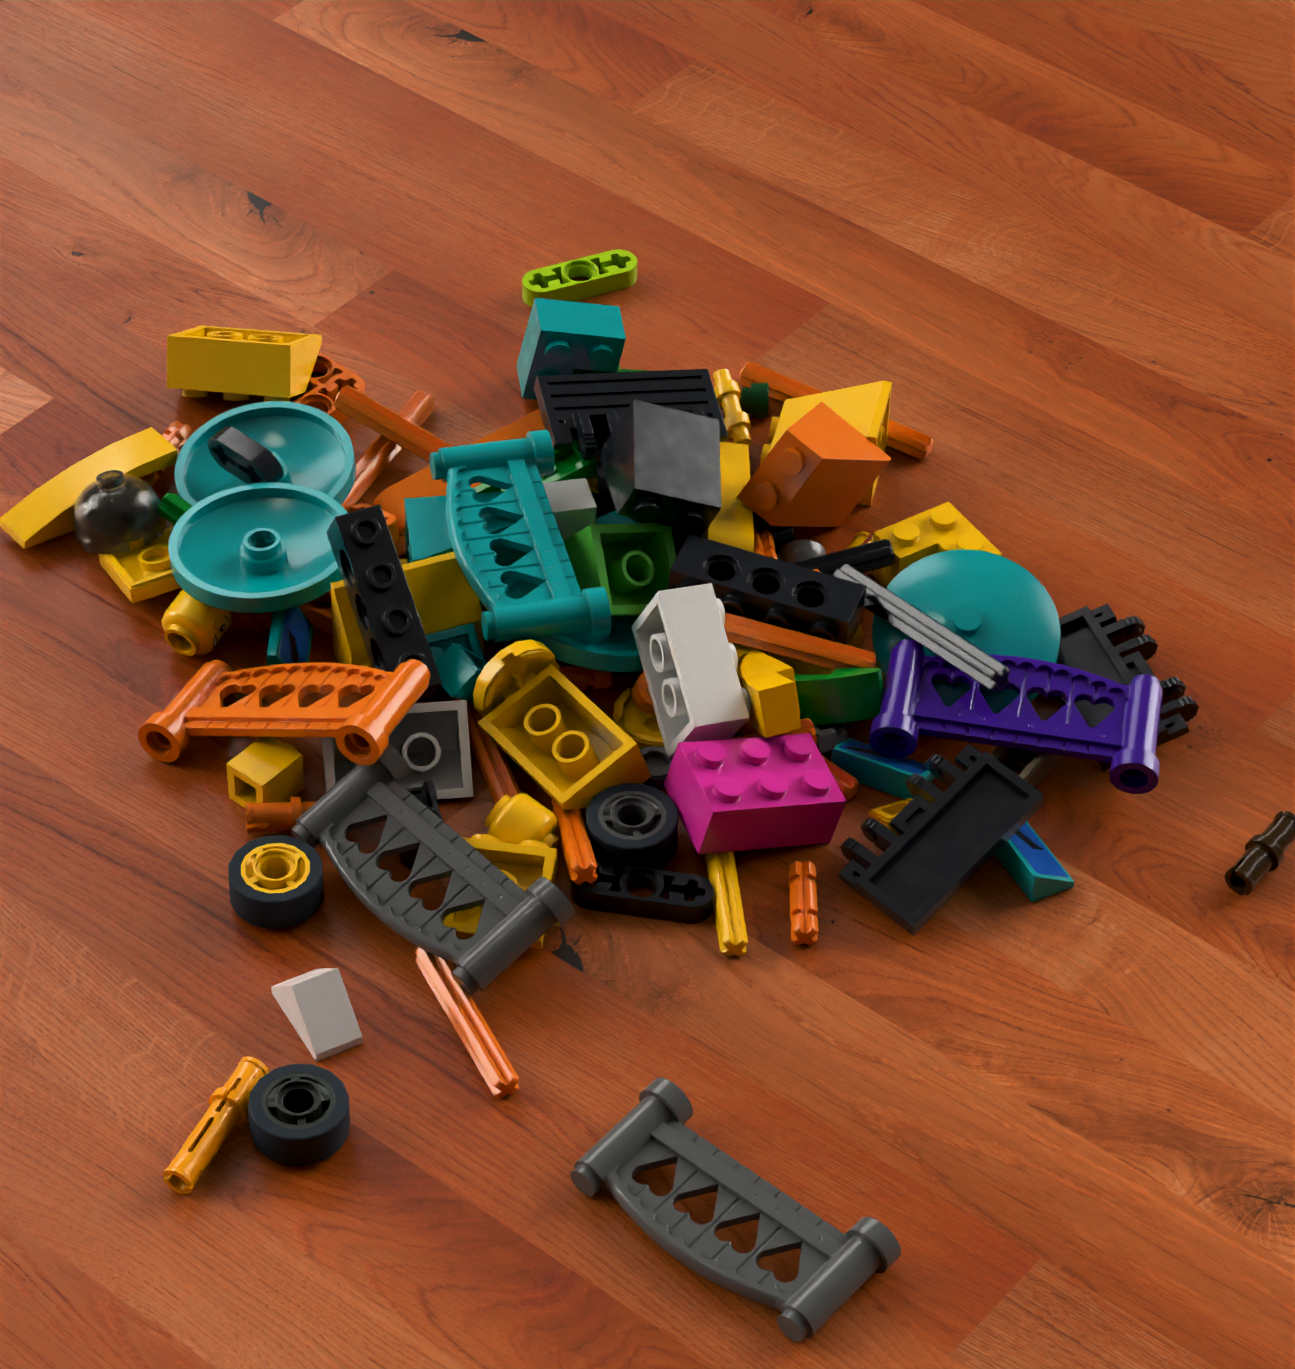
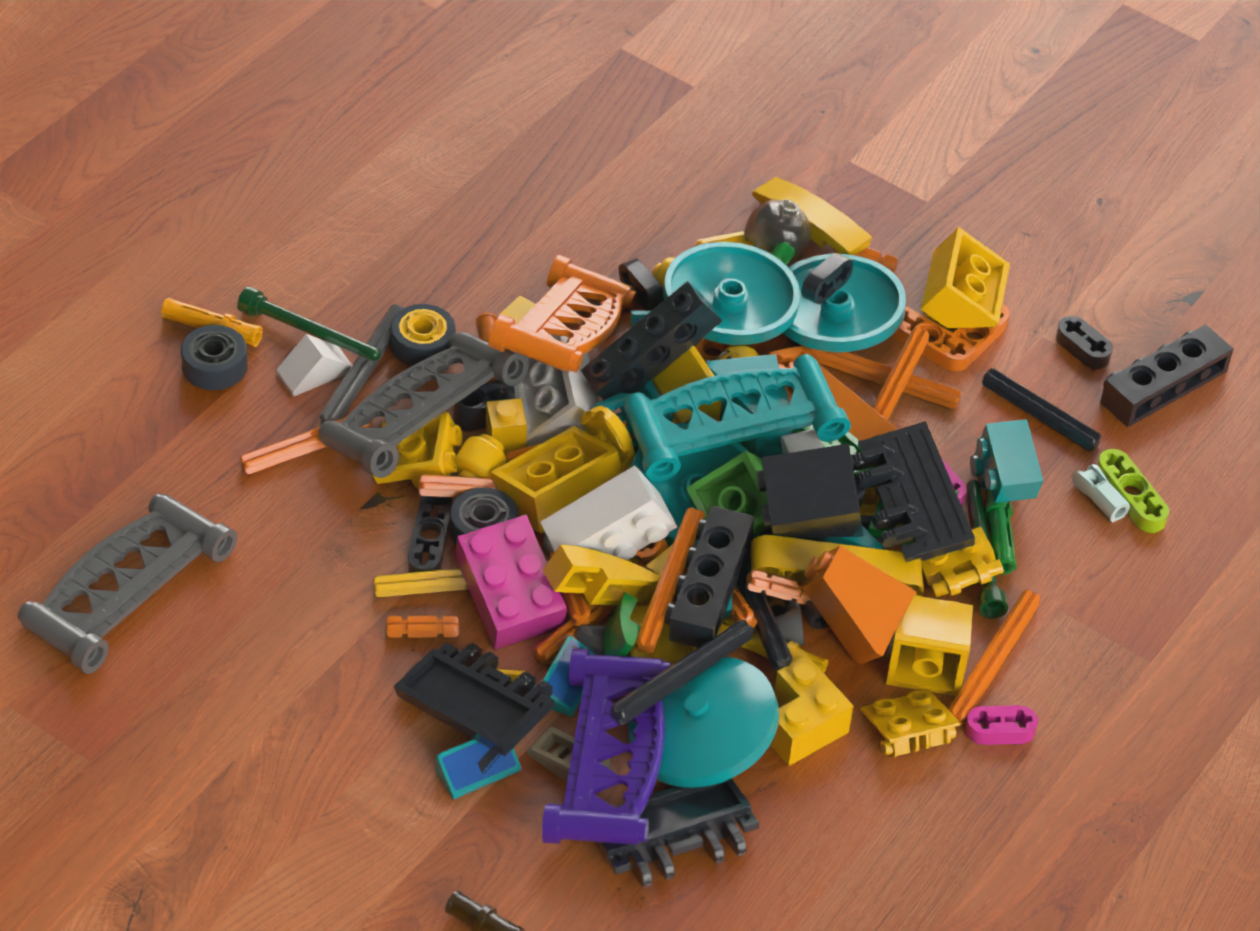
camera: 85 degrees right, 5 degrees up
(182, 659) = (640, 278): none -> black beam
(182, 1073) = (254, 303): none -> dark green piece
(319, 954) = (359, 371): none -> dark grey axle
(334, 288) = (1084, 342): none -> black beam
(405, 225) = (1166, 375): none -> black brick
(444, 334) = (1041, 409): none -> black axle
(463, 796) = (507, 423): none -> yellow brick
(602, 291) = (1101, 492): none -> light aqua bar
(937, 475) = (911, 721): none -> yellow hinge
(941, 415) = (1001, 725): none -> dark pink beam

